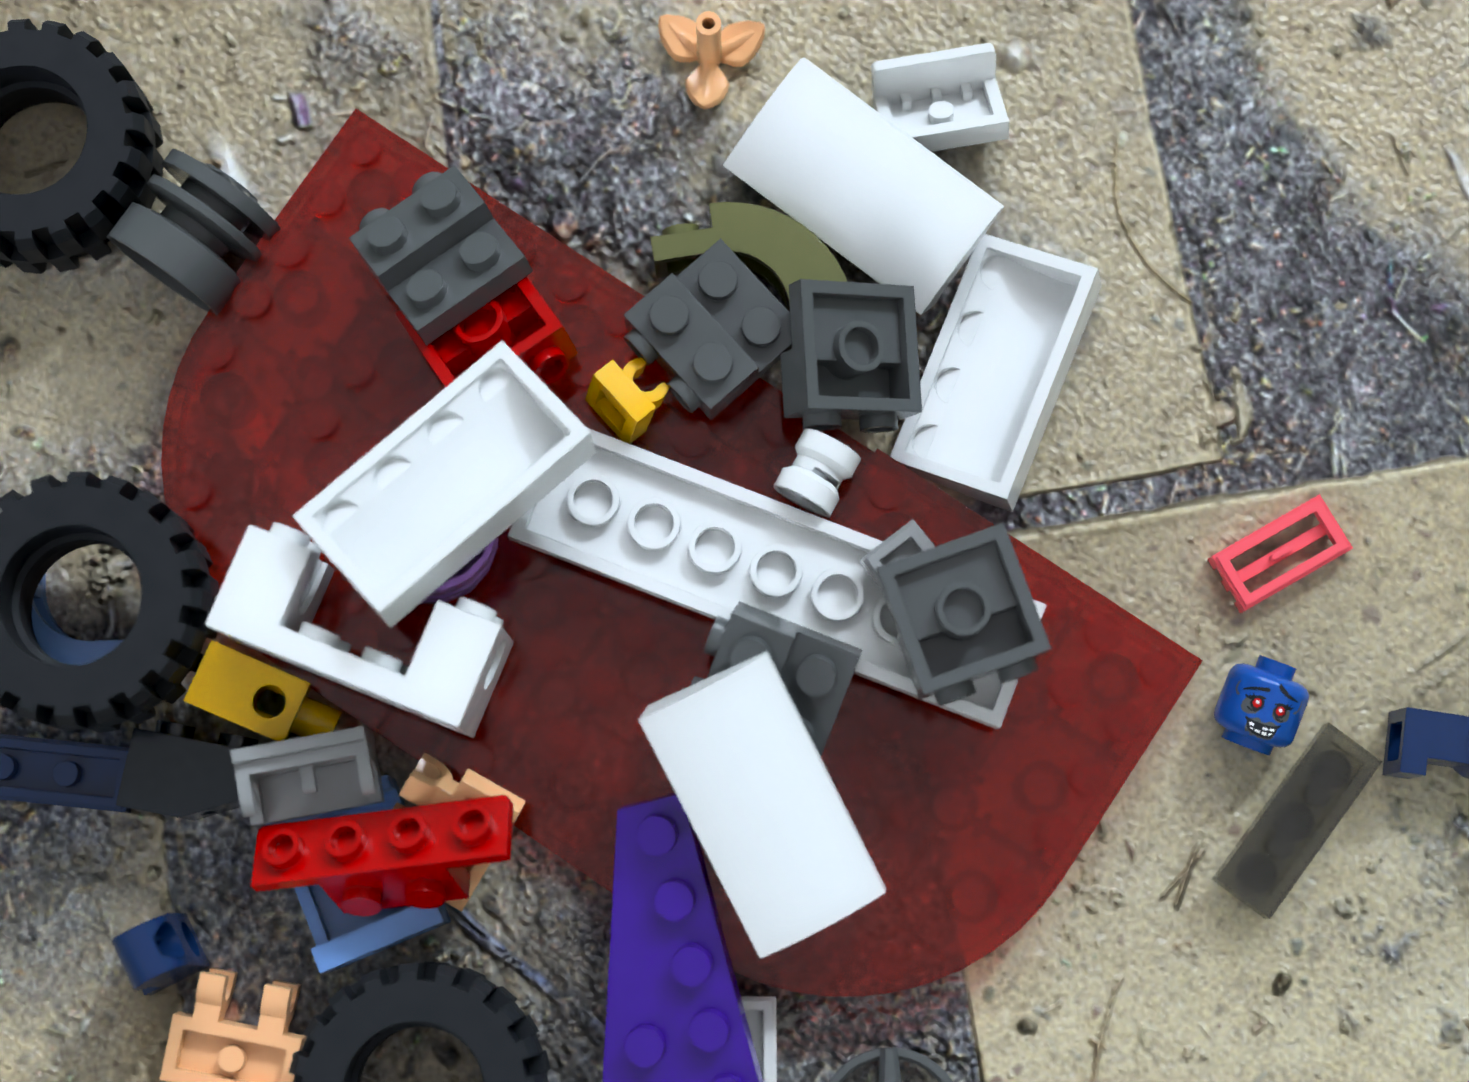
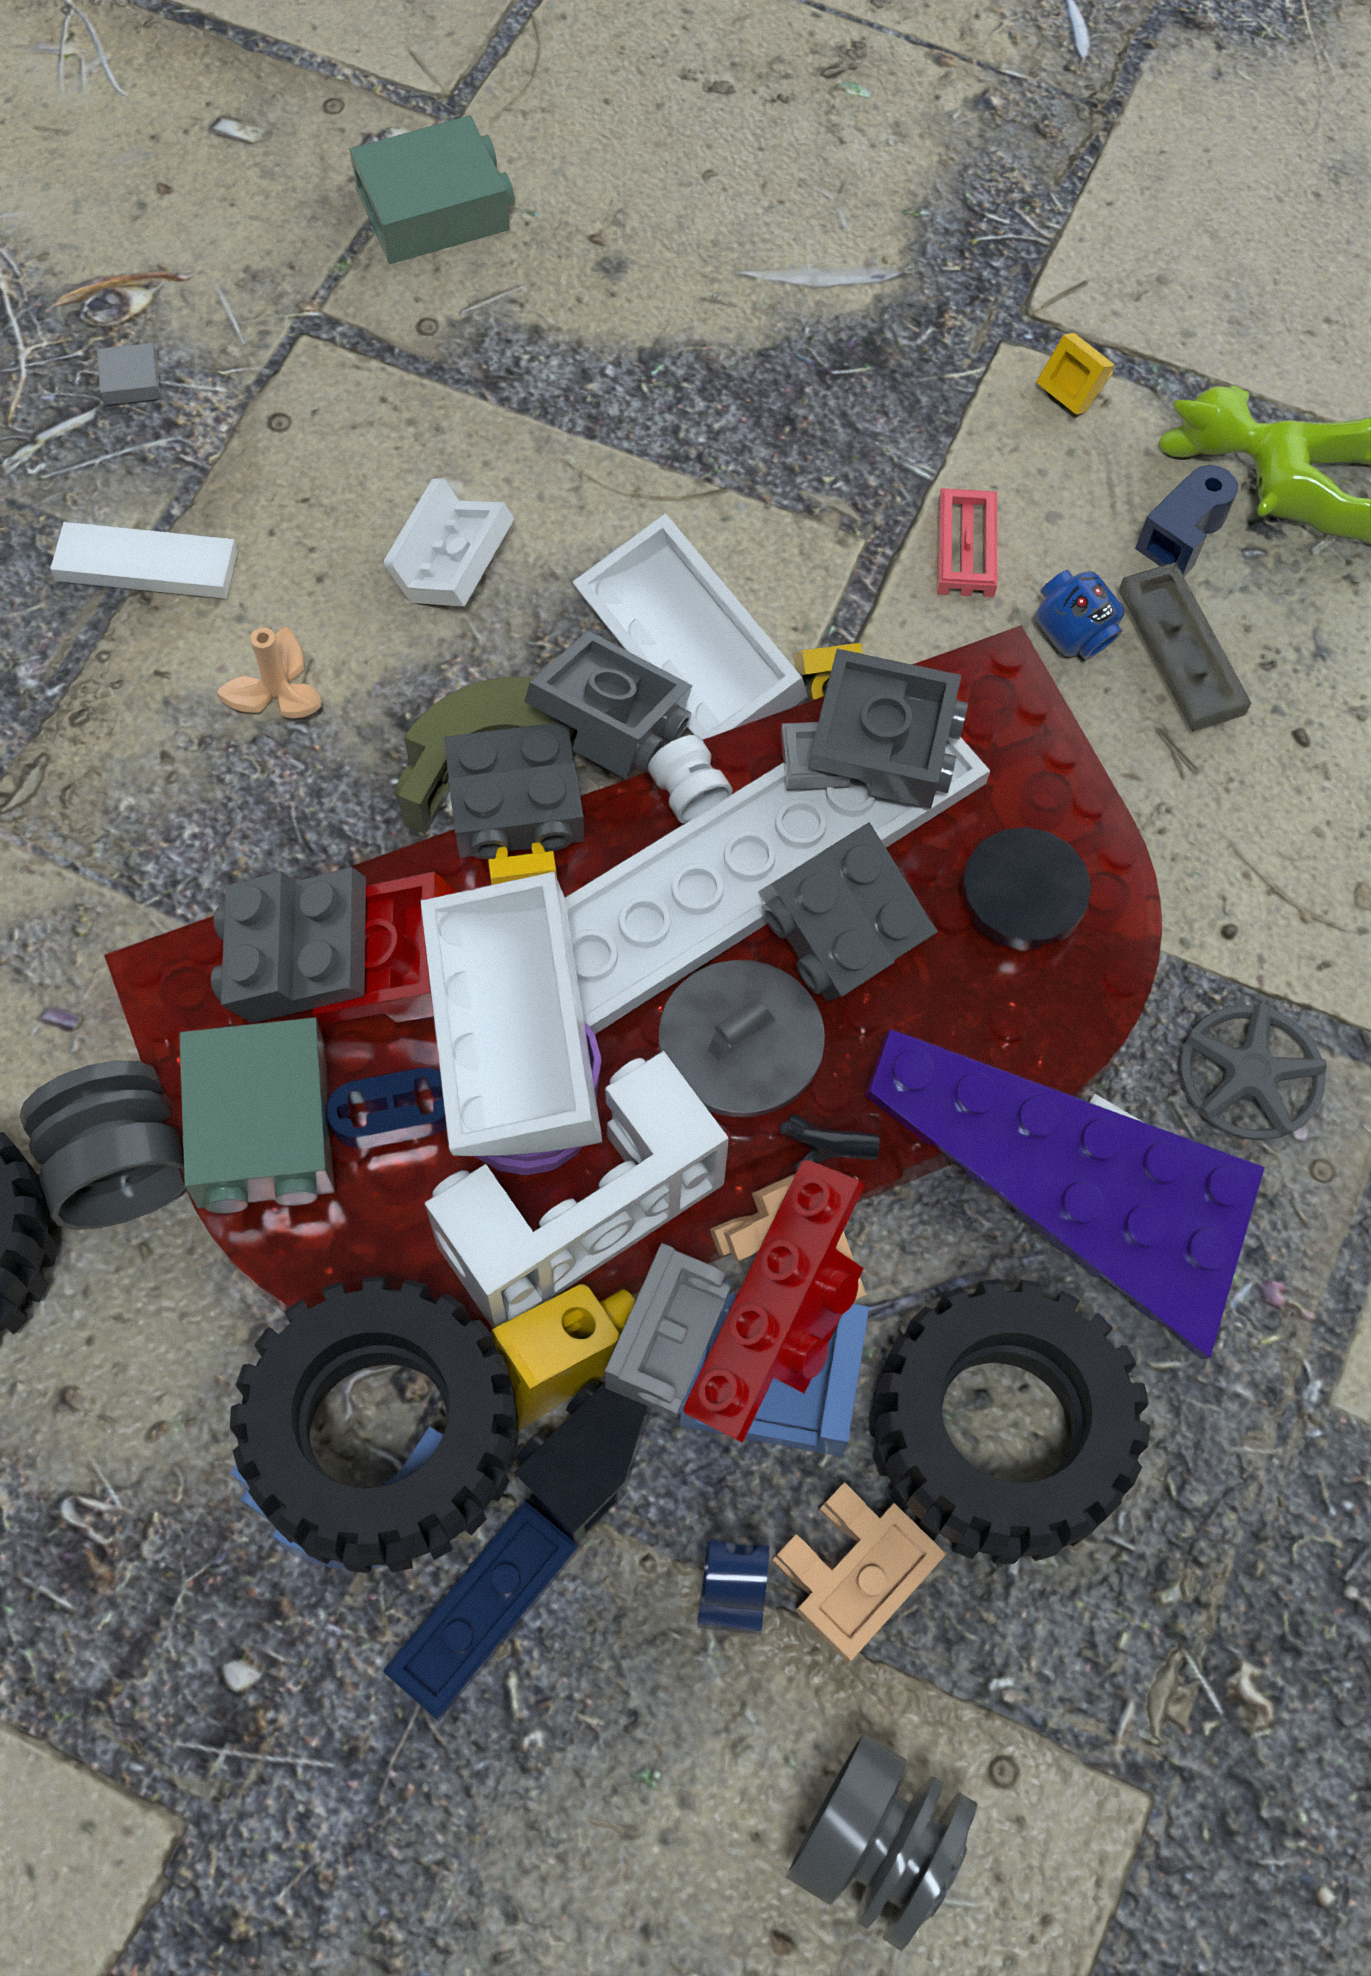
camera: 60 degrees left, 15 degrees down
(279, 332) = (255, 1115): none -> sand green brick
(369, 415) = (391, 1108): none -> dark blue beam
(556, 800) = (830, 1143): none -> black bar
(600, 666) = (743, 1037): none -> flat silver shield
(762, 804) = (942, 966): white slope -> none
(862, 184) = (470, 626): white slope -> none
(916, 824) = (1025, 888): none -> black tile
(1050, 509) = (820, 663): none -> yellow tile

